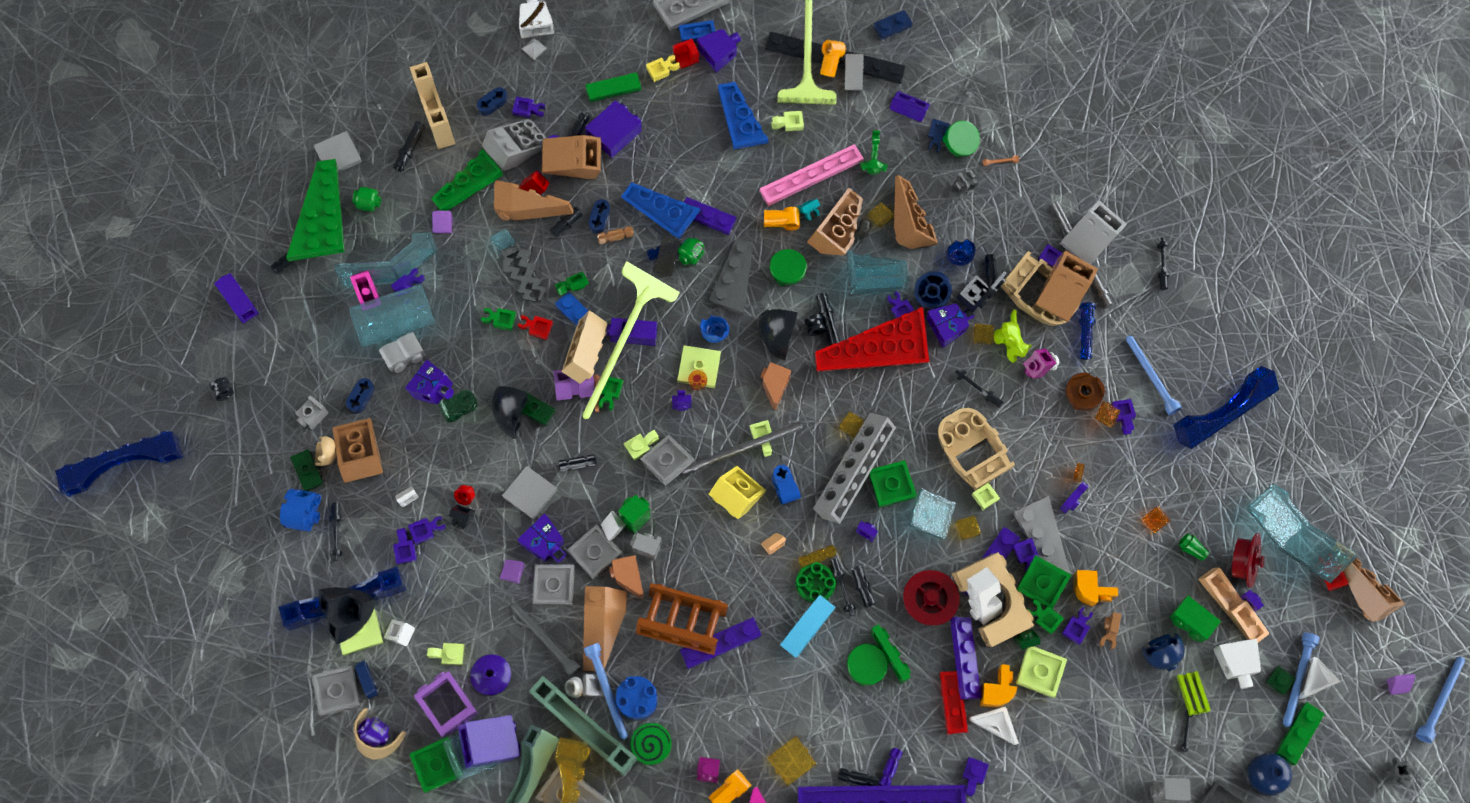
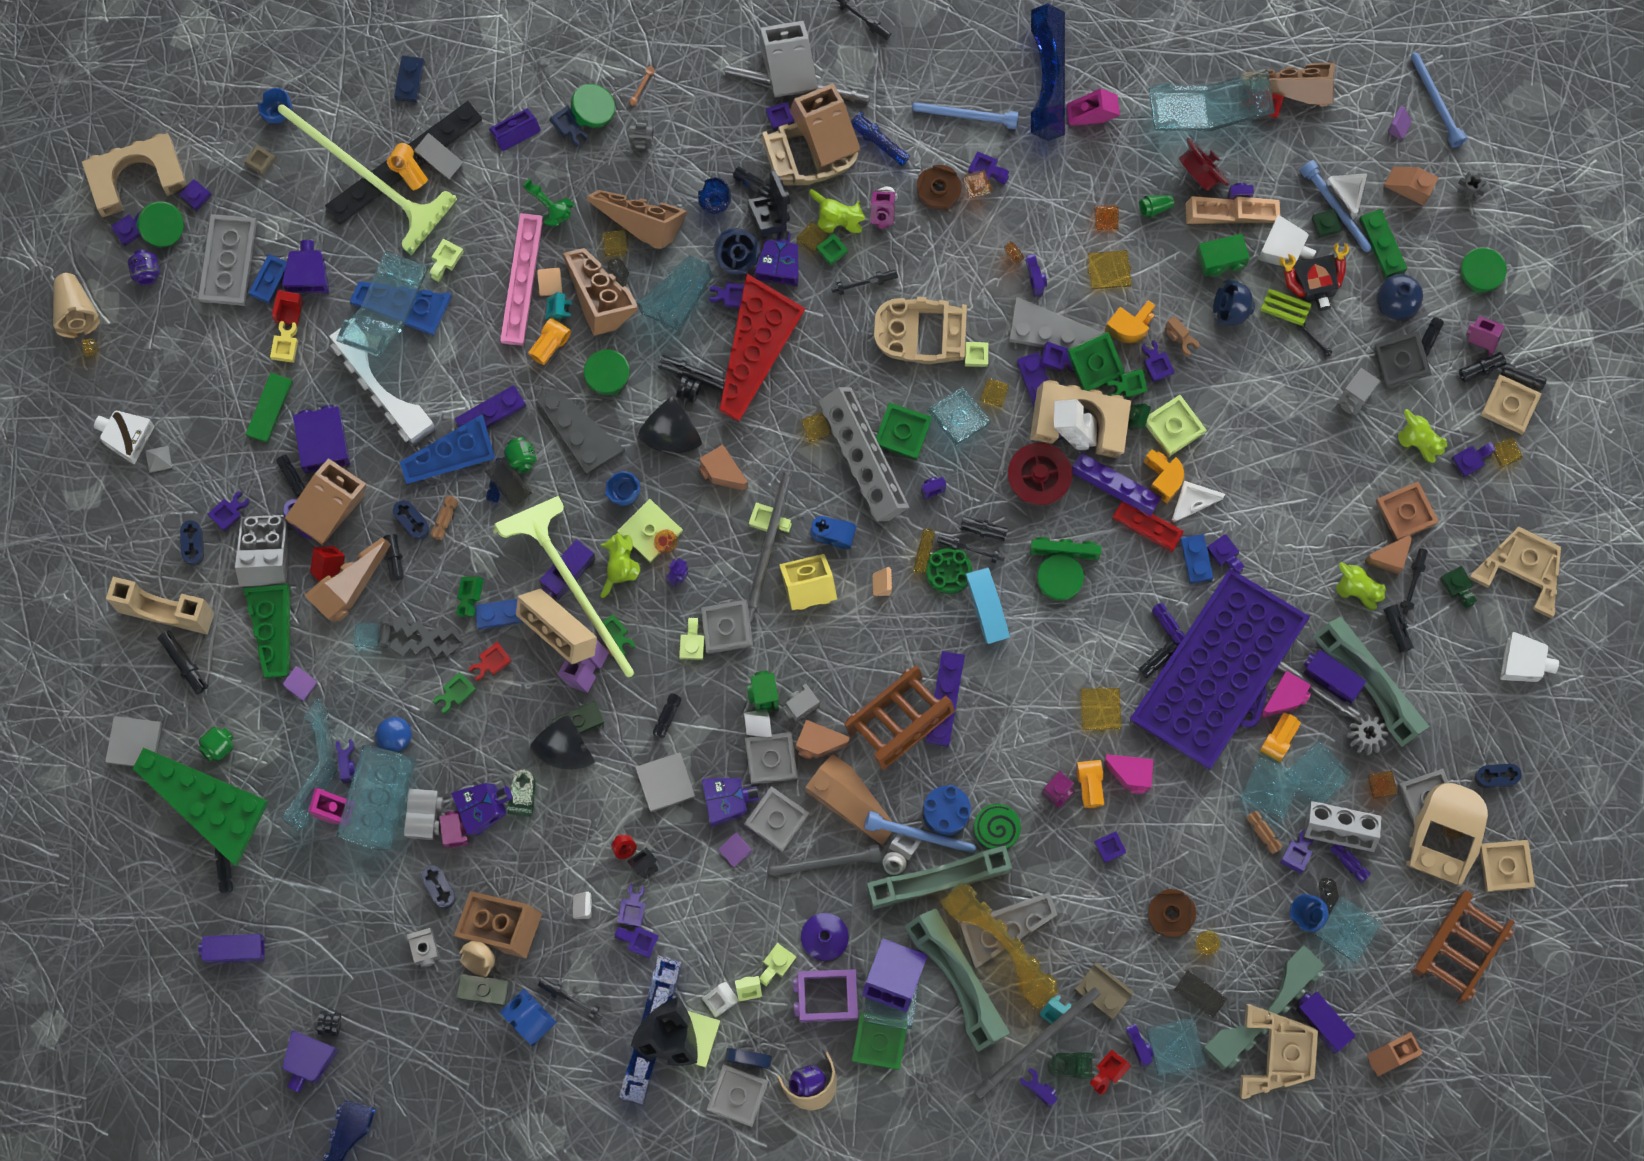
camera: 55 degrees left, 5 degrees up
(188, 390) = (306, 1060): none -> dark purple torso
(402, 377) = (453, 830): none -> magenta brick
(417, 645) = (748, 988): none -> yellowish green plate
(445, 300) = (393, 734): none -> blue hair
(659, 362) = (620, 565): none -> lime animal
(688, 108) = (410, 418): none -> white arch
(726, 106) = (384, 305): none -> clear light blue windscreen
(823, 192) = (549, 281): none -> light nougat slope
(954, 755) = (1196, 559): none -> blue plate
(984, 351) = (832, 249): none -> green plate
(1120, 547) = (1109, 269): none -> clear yellow piece
(1227, 456) = (1093, 108): none -> dark pink slope
(1233, 700) = (1317, 277): none -> torso
(1363, 723) = (1411, 183): none -> nougat slope

